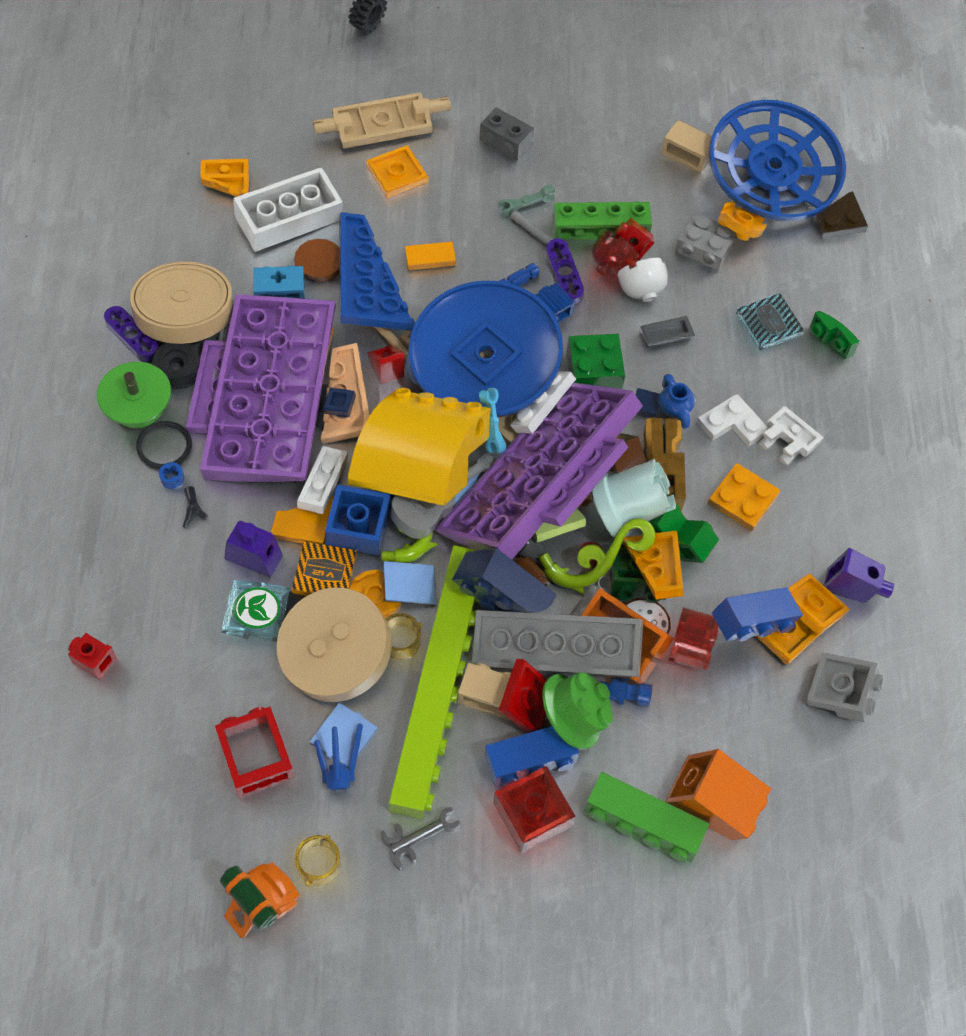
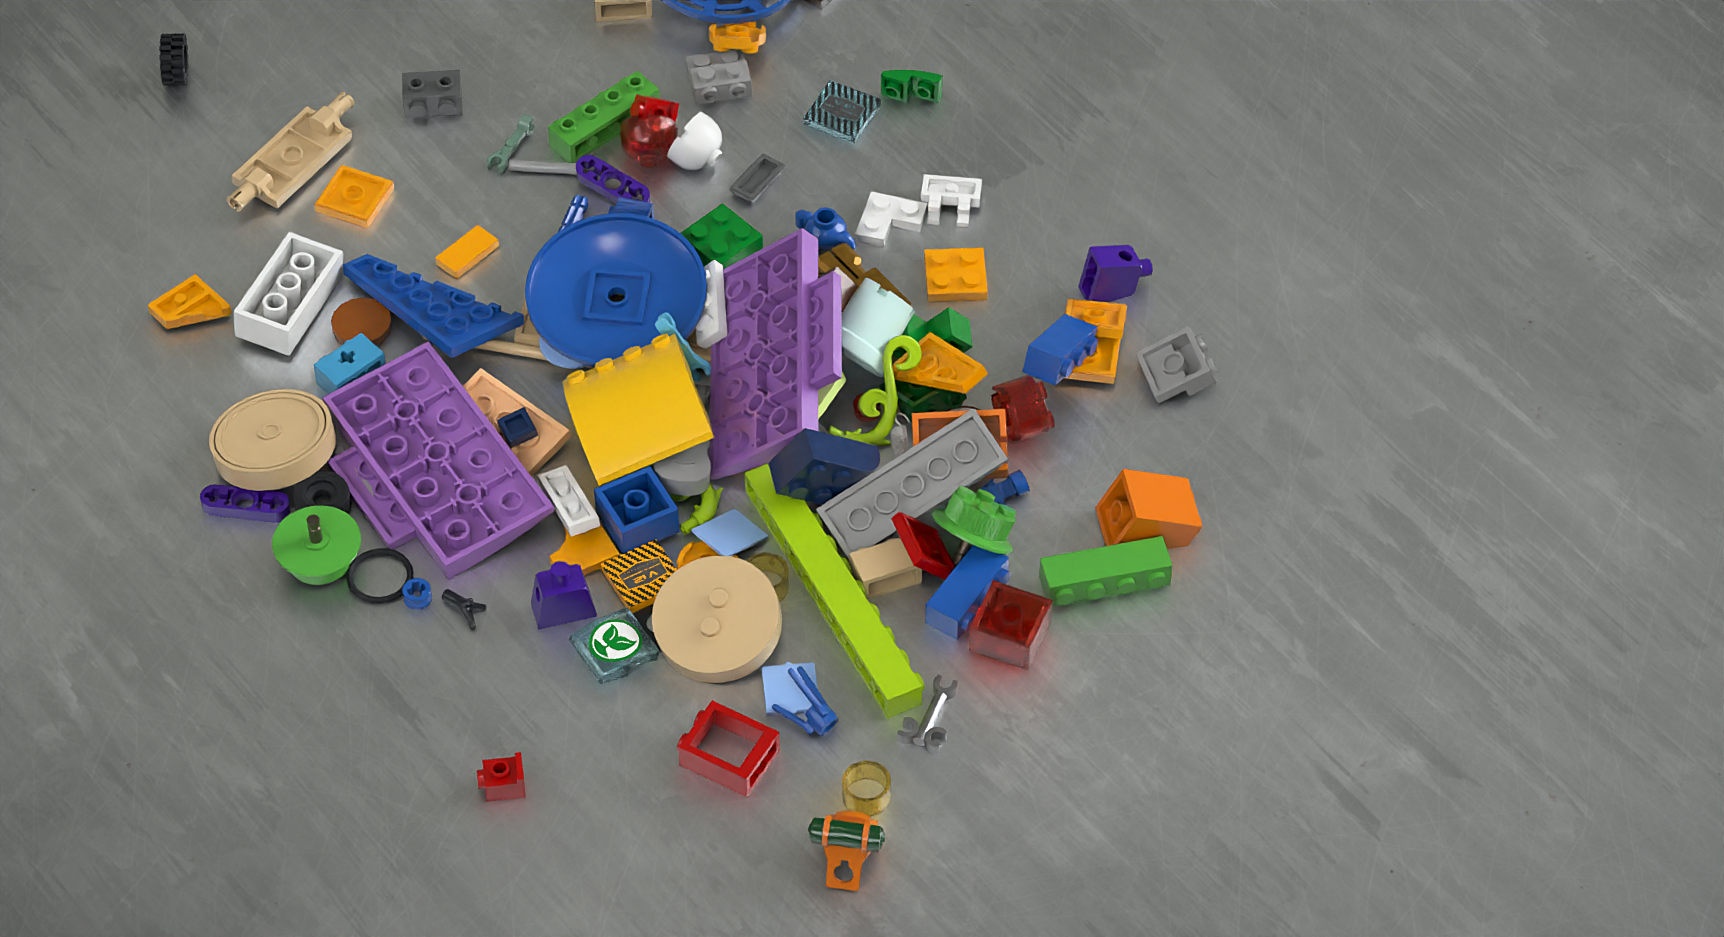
camera: 35 degrees left, 10 degrees down
(387, 363) = (524, 368): red slope -> none

